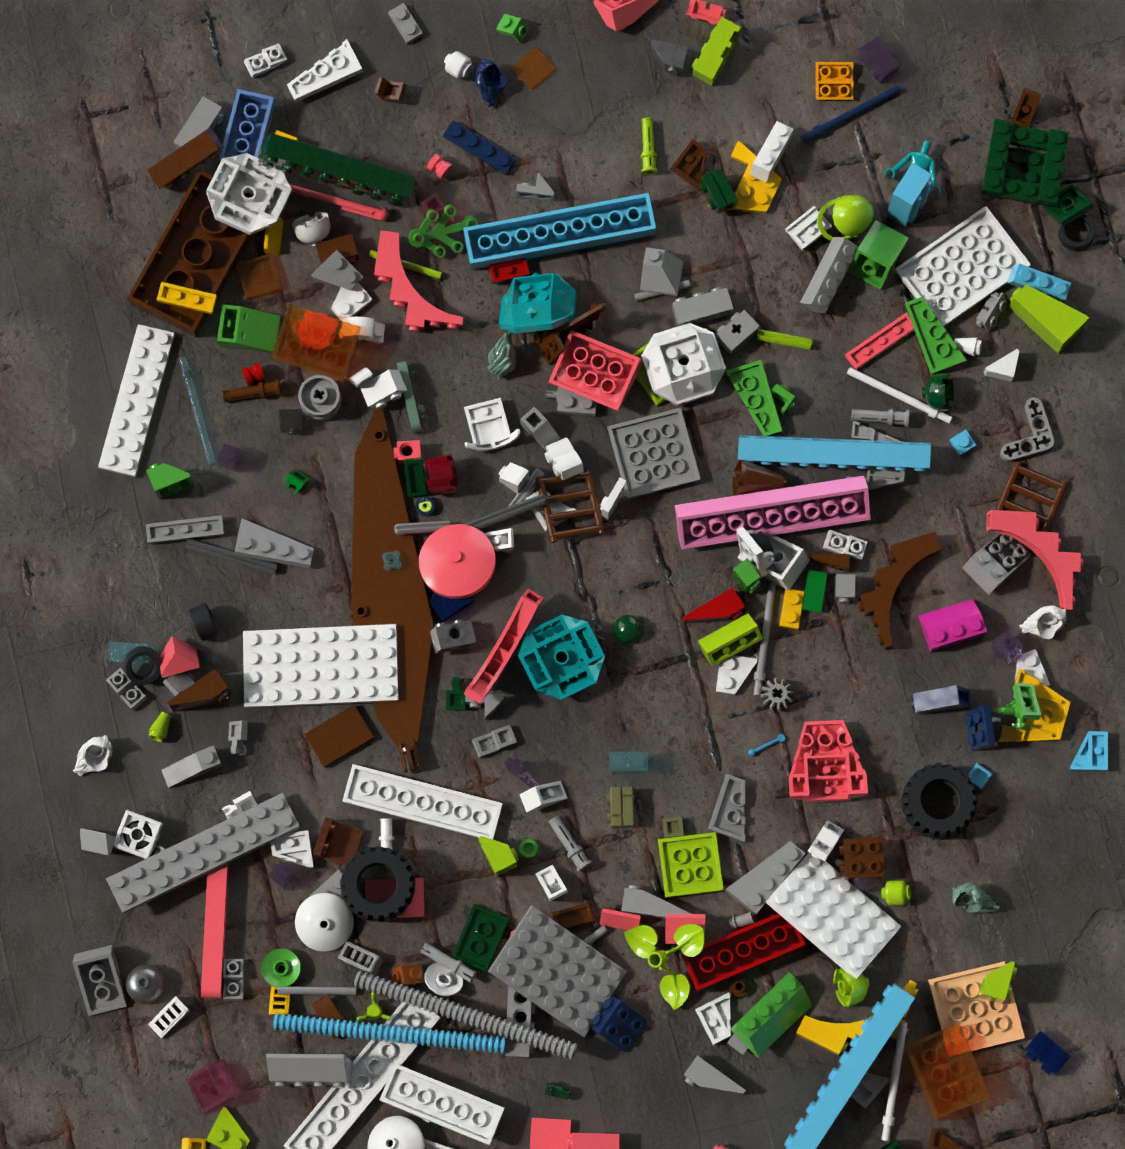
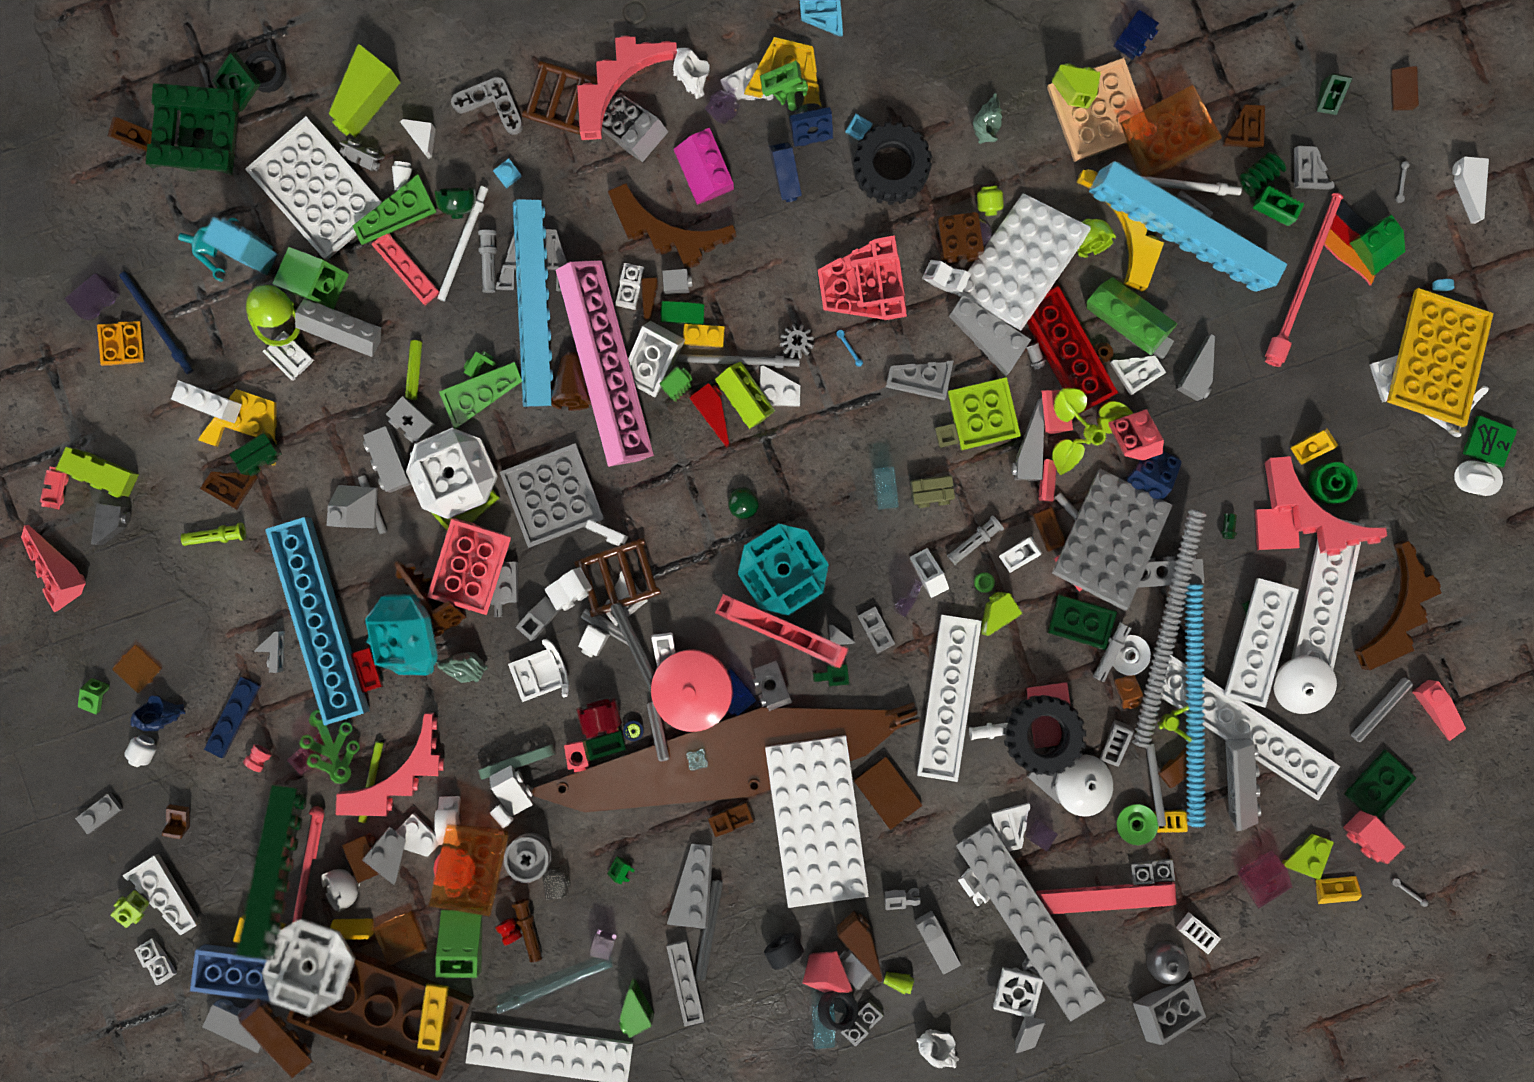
camera: 100 degrees left, 10 degrees up
(316, 43) = (130, 909): none -> lime brick
(331, 588) = (731, 819): none -> reddish brown slope
(337, 842) = (1000, 781): copper bracket -> none
(653, 1005) = (1137, 435): none -> coral slope
(756, 548) = (647, 375): white piece -> none
(1043, 282) = (319, 121): medium azure brick -> none

